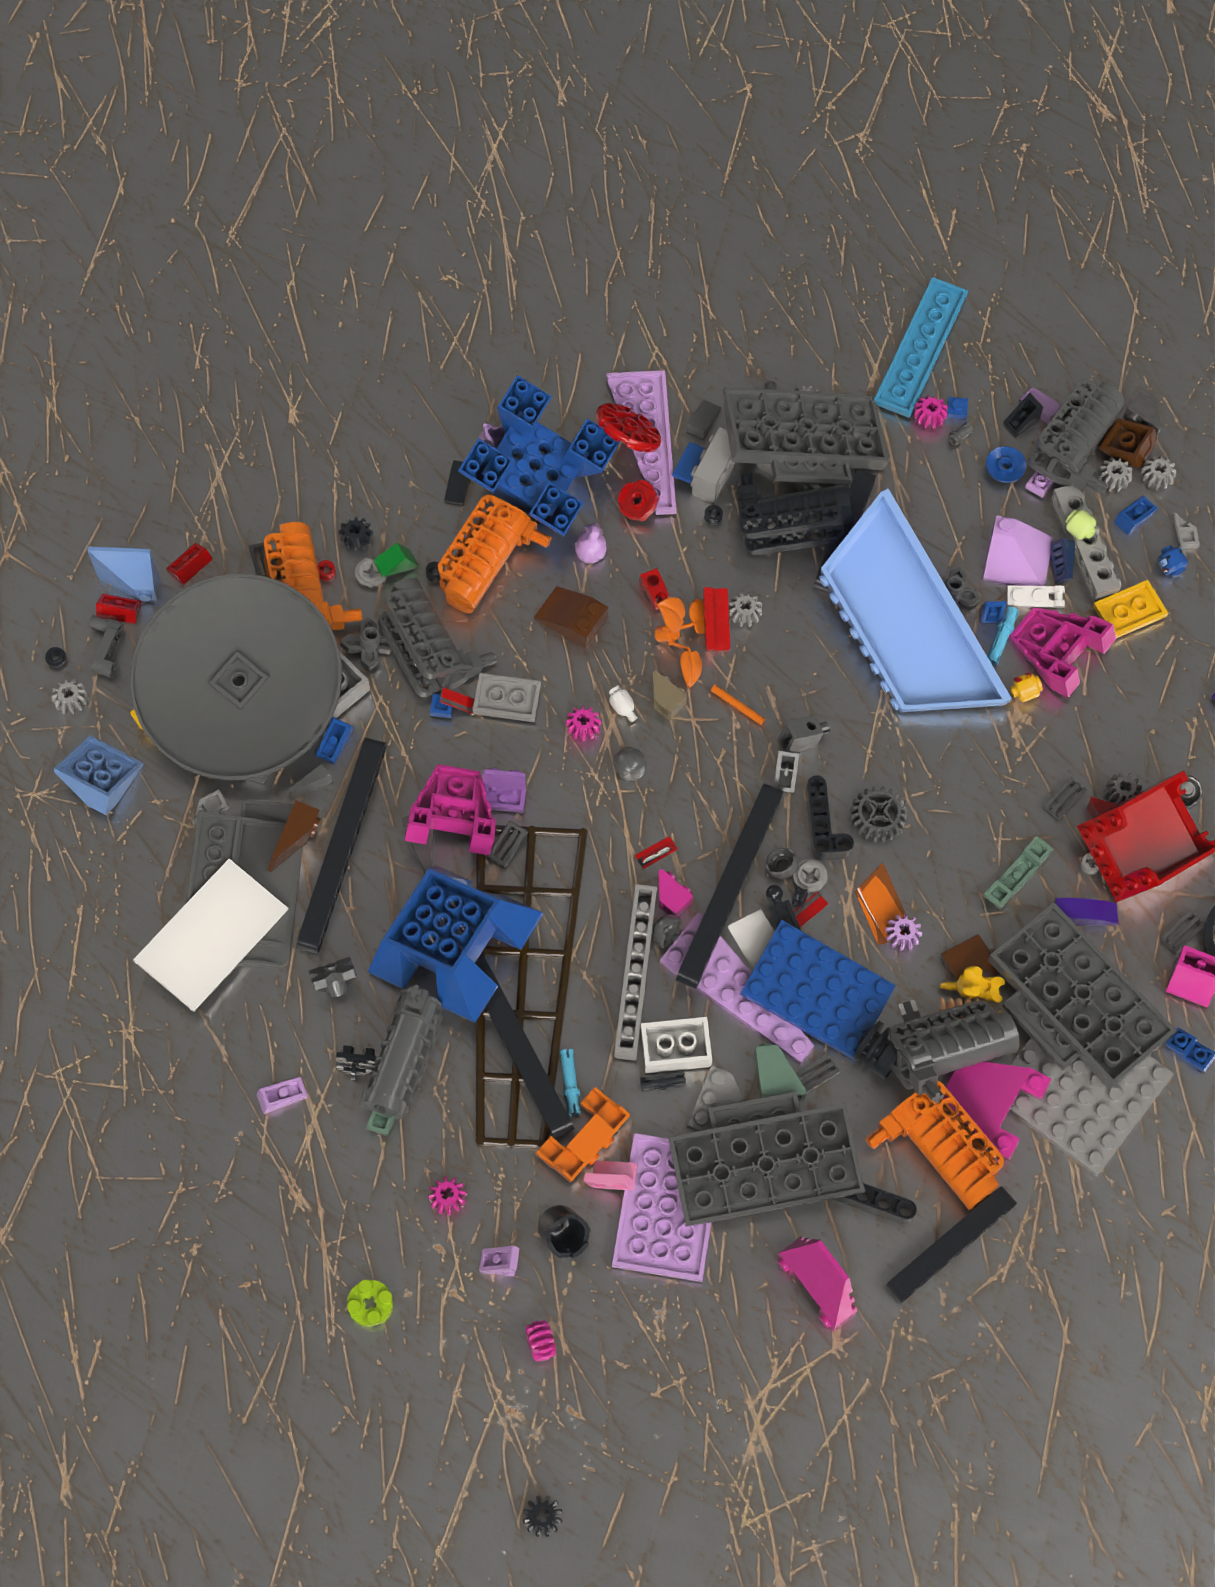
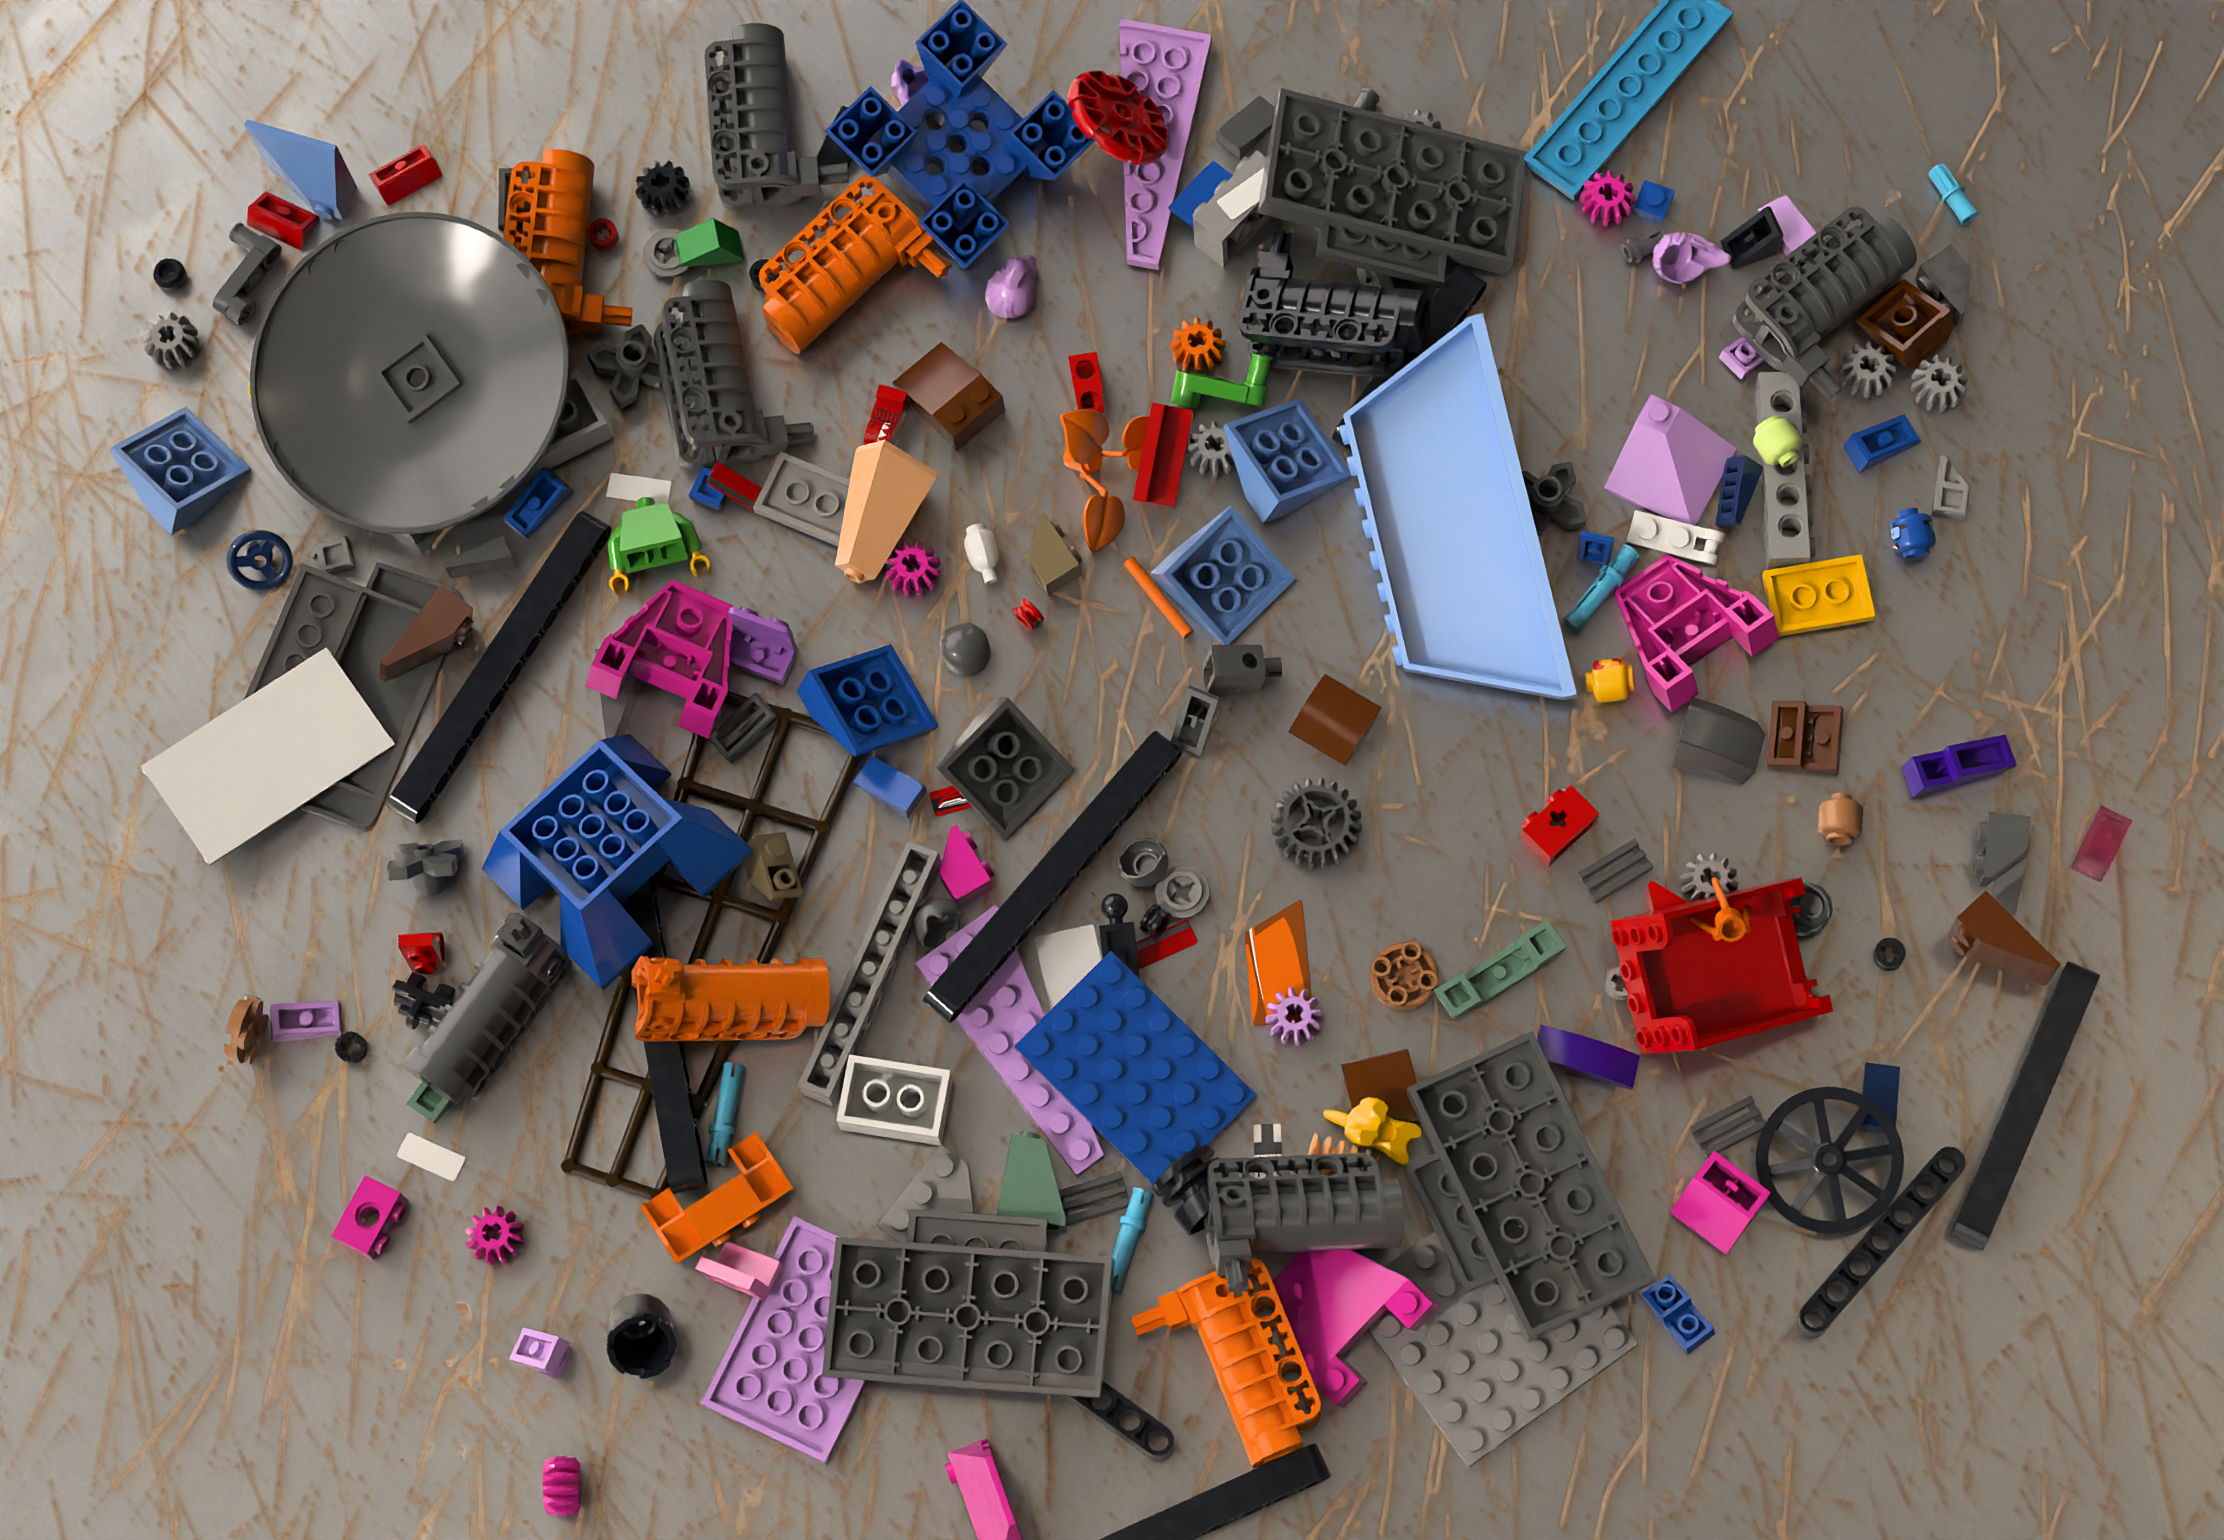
camera: 25 degrees right, 5 degrees up
(162, 811) = (261, 546): none -> dark blue piece
(247, 1106) = (245, 1026): none -> medium nougat plate
(311, 1099) = (345, 1039): none -> black bush
(348, 1031) = (423, 951): none -> red plate
(363, 1192) = (369, 1198): none -> dark pink brick
(382, 1298) = (338, 1382): lime plate -> none
(389, 1158) = (431, 1157): none -> white sticker
(395, 717) = (636, 487): none -> white sticker
(405, 483) = (758, 124): none -> dark grey piece
(415, 743) = (650, 539): none -> bright green torso
(538, 637) = (887, 415): none -> red leg
(553, 686) = (879, 506): none -> light nougat slope
(555, 923) = (773, 867): none -> dark tan slope
(557, 1007) = (729, 999): none -> orange piece
(579, 809) = (866, 701): none -> blue slope
(610, 857) = (890, 786): none -> blue slope
(648, 501) = (1114, 247): red plate -> none
(662, 733) = (1028, 614): none -> red bush
(662, 1081) = (862, 1148): black pin -> none
(678, 826) = (1004, 766): none -> dark grey slope
(707, 554) = (1192, 336): none -> orange gear
(718, 517) = (1213, 276): black bush -> none
(719, 575) = (1191, 385): none -> bright green beam
(720, 455) = (1242, 196): none -> white sticker
(774, 682) = (1223, 576): none -> medium blue slope
(788, 606) = (1283, 459): none -> medium blue slope
(822, 817) = (1228, 807): black beam -> none
(845, 1085) = (1129, 1234): none -> medium azure pin
(869, 750) = (1335, 719): none -> reddish brown slope
(960, 892) = (1404, 976): none -> medium nougat tile
(988, 434) = (1685, 256): none -> lavender hair
(1006, 457) = (1703, 300): blue dish -> none
(1021, 790) = (1552, 842): none -> red brick
(1100, 708) = (1718, 743): none -> dark grey slope
(1129, 364) = (1953, 194): none -> medium azure axle
(1149, 693) = (1805, 737): none -> reddish brown slope
(1154, 804) = (1728, 921): none -> orange plant
(1188, 734) = (1840, 819): none -> medium nougat head

